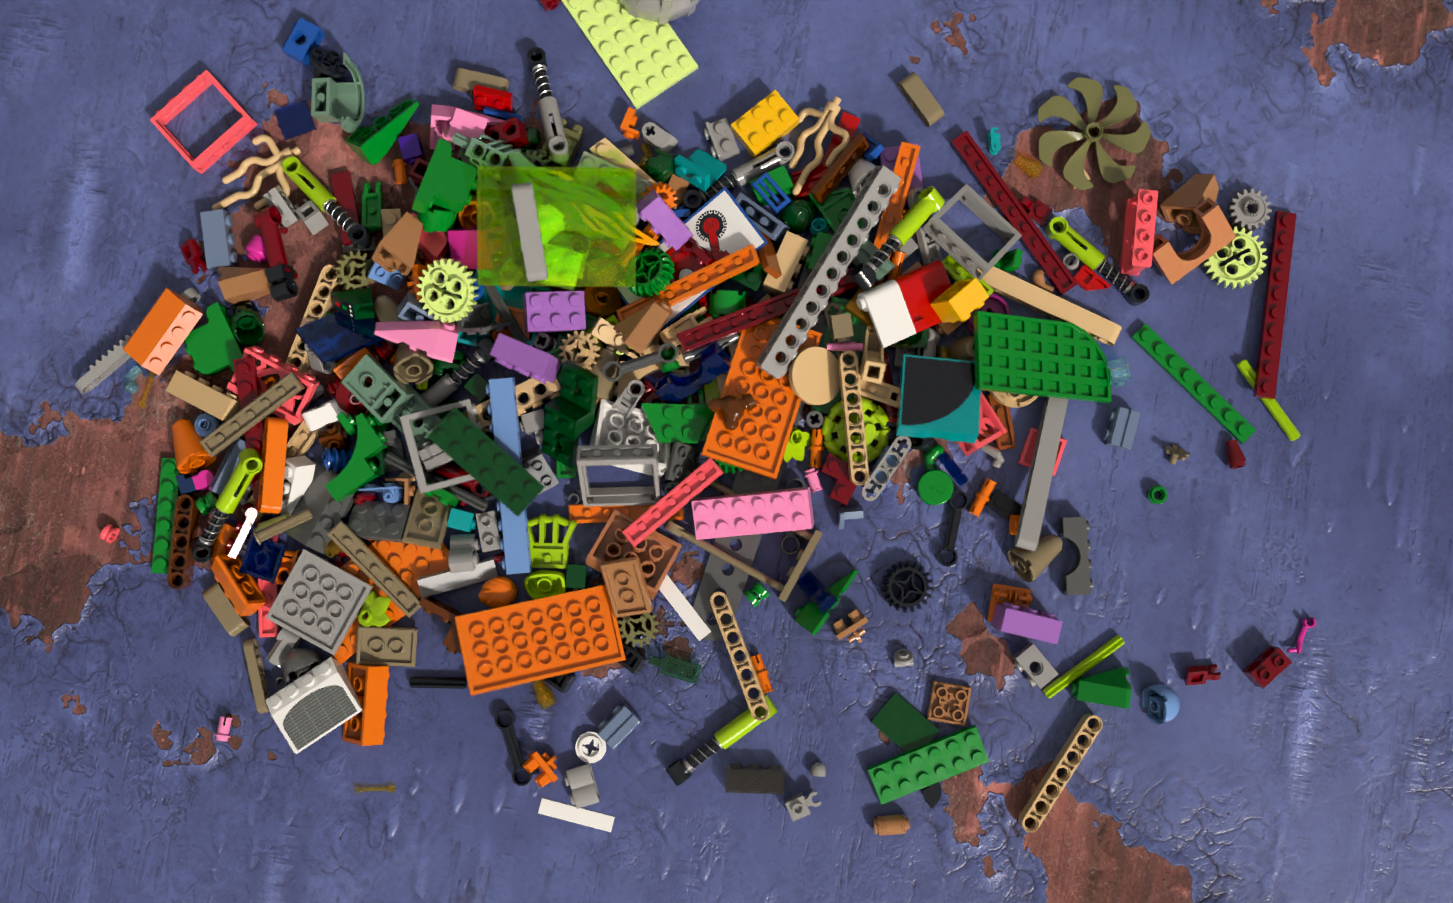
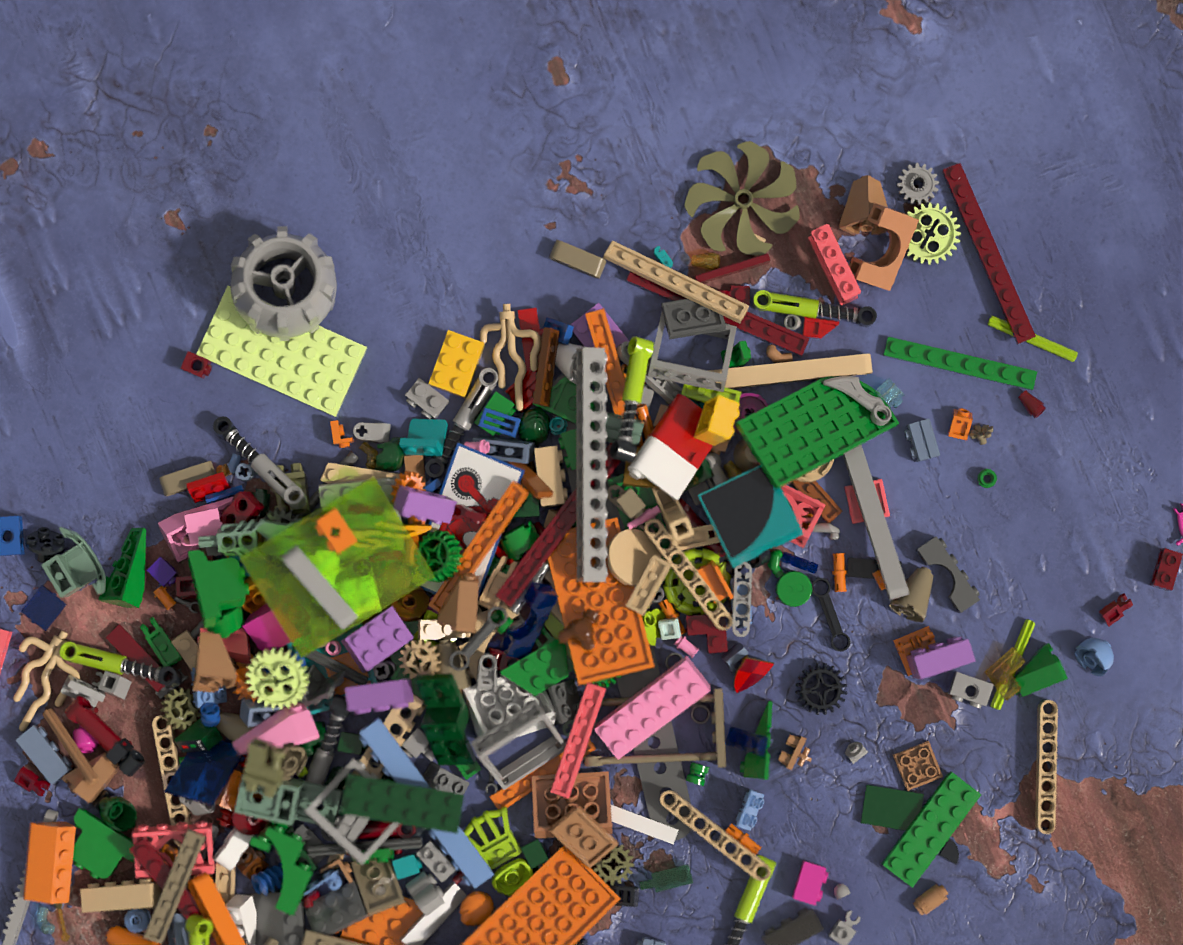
camera: 30 degrees left, 0 degrees up
(242, 245) = (70, 746): none -> medium nougat axle
(374, 289) = (210, 714): none -> blue wheel
(381, 360) = (259, 771): none -> olive hips
(517, 301) = (337, 650): none -> bright pink pin
(522, 98) = (230, 467): none -> arm
(526, 103) = (250, 473): none -> sand blue bush
(579, 202) = (333, 519): none -> orange brick
(744, 201) = (481, 446): none -> bright pink pin
(777, 658) = (753, 804): none -> medium blue hinge
(795, 746) = (809, 883): none -> dark pink brick
(808, 456) = (669, 628): none -> light aqua tile
(814, 405) = (648, 585): none -> tan plate
(854, 535) = (750, 673): none -> shield
(874, 438) = (715, 580): none -> orange panel
(991, 203) = (689, 318): none -> dark grey tile
(994, 166) = (676, 282): none -> tan tile
(1047, 186) = (733, 268): none -> dark red tile
(1071, 667) = (1001, 673): none -> clear yellow tile
(1090, 347) = (851, 386): none -> light grey piece
(1163, 435) = (960, 424): none -> orange bracket

